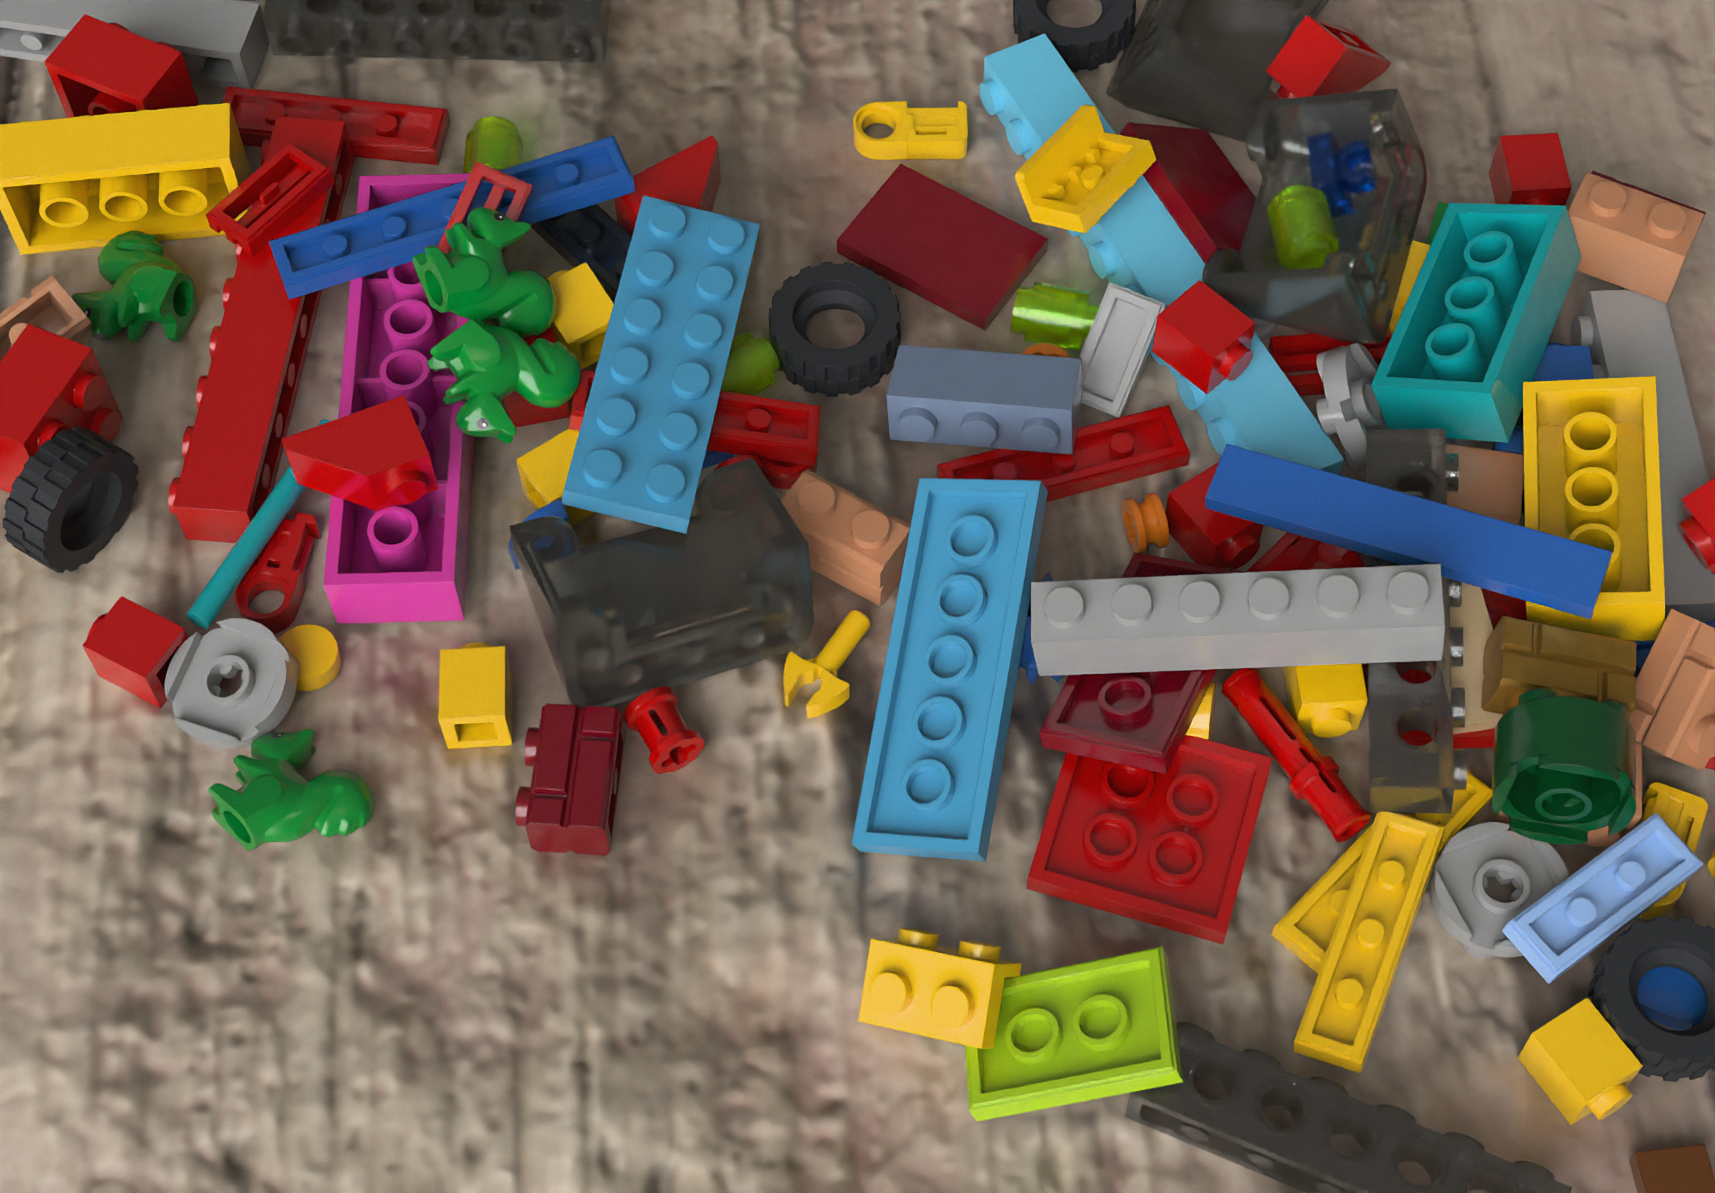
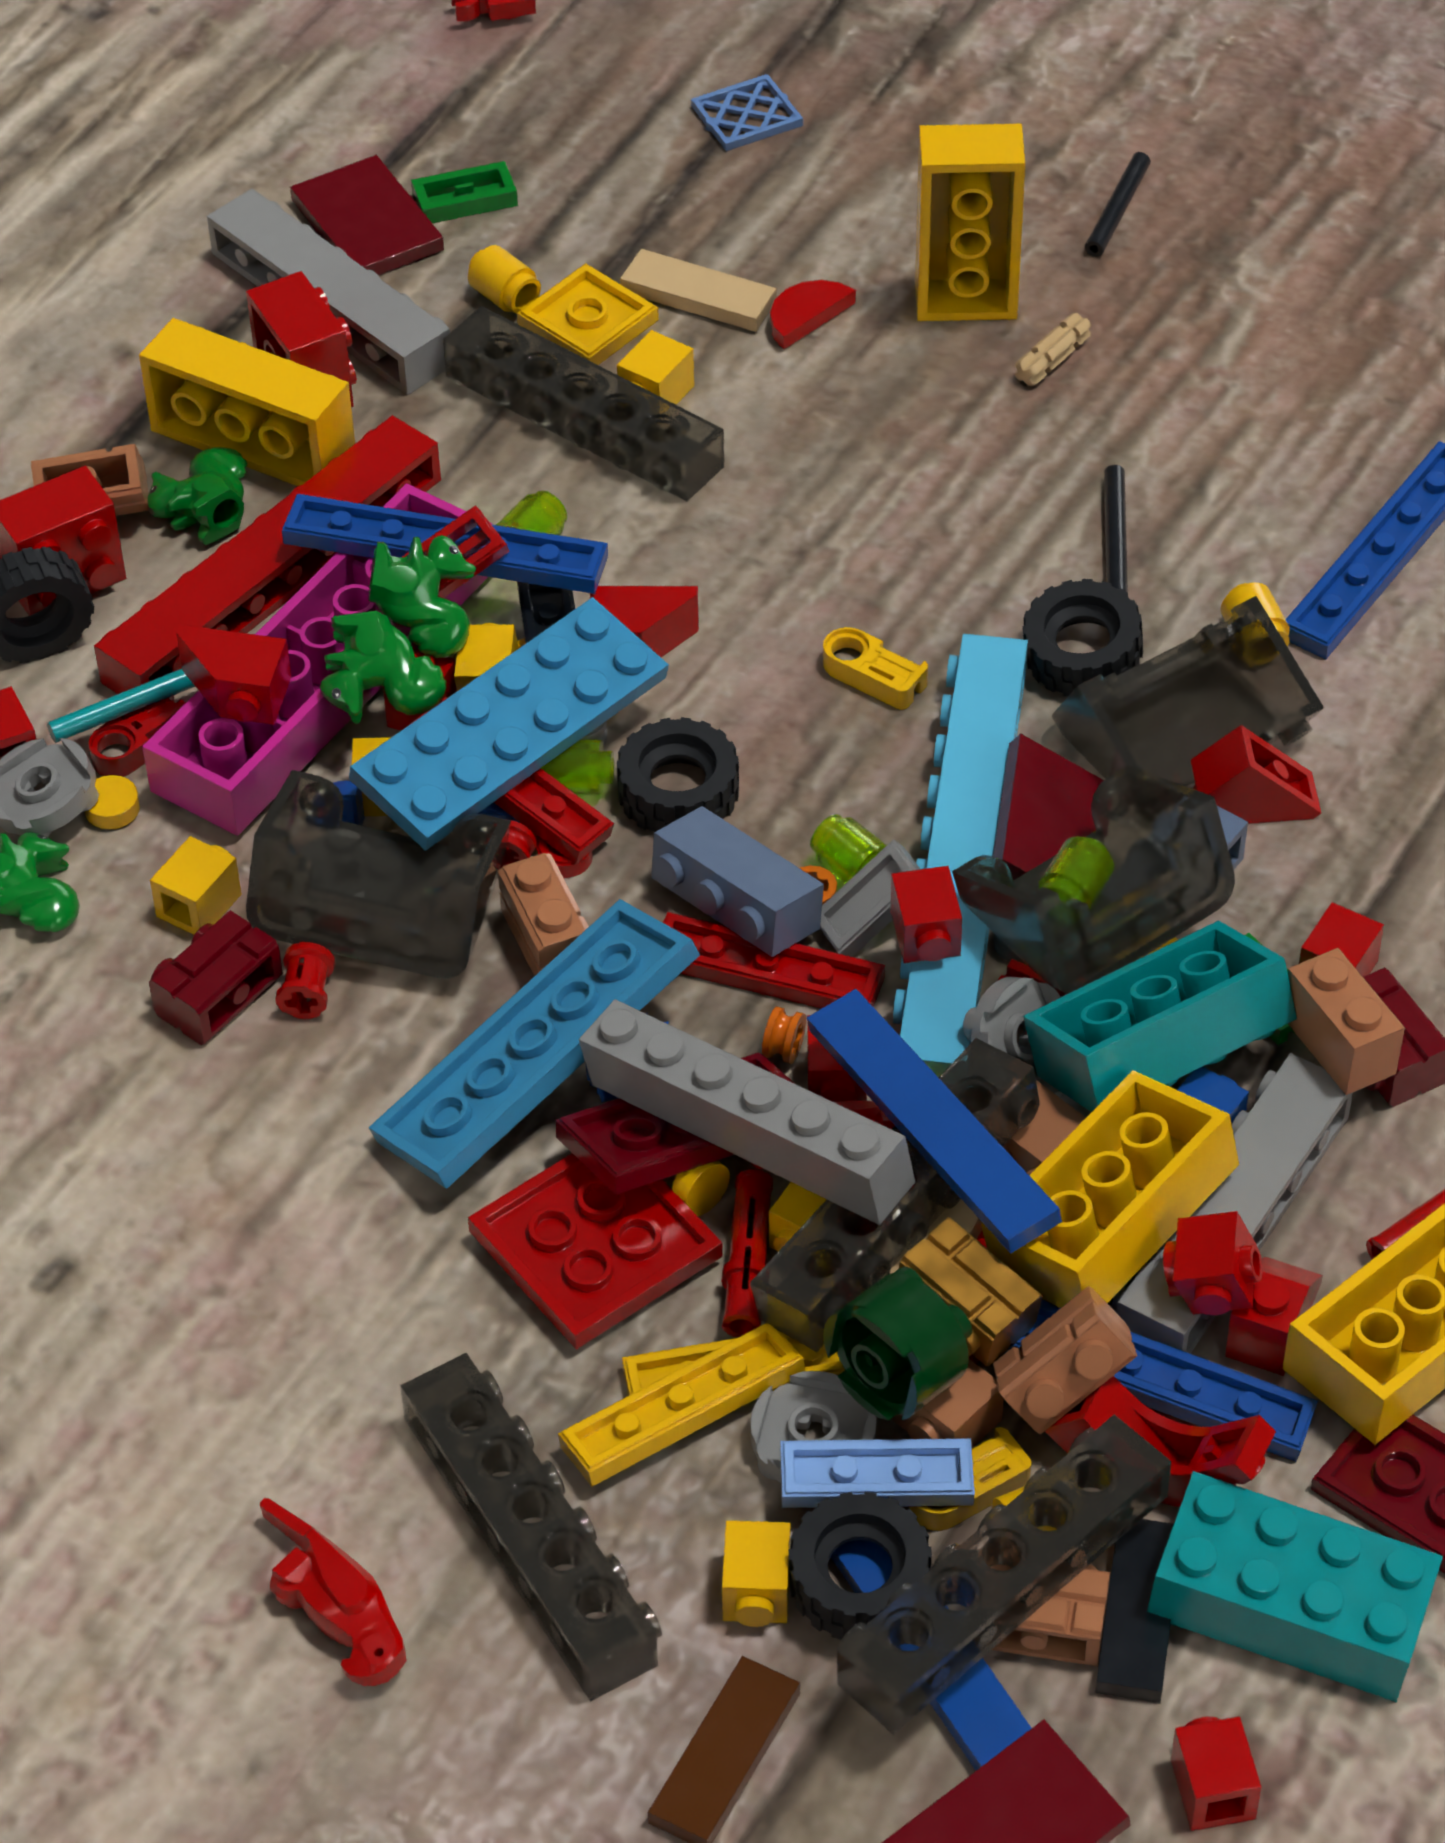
camera: 35 degrees right, 10 degrees down
(278, 202) = (336, 468): red tile -> none
(373, 127) = (463, 458): red tile -> none
(825, 666) = (457, 1007): yellow bar -> none
(935, 988) = (334, 1244): yellow bracket -> none
(942, 246) = (819, 761): dark red tile -> none
(1078, 1036) = (399, 1329): lime tile -> none
(1081, 172) = (943, 747): yellow bracket -> none
(1334, 174) = (1137, 848): clear blue tile -> none

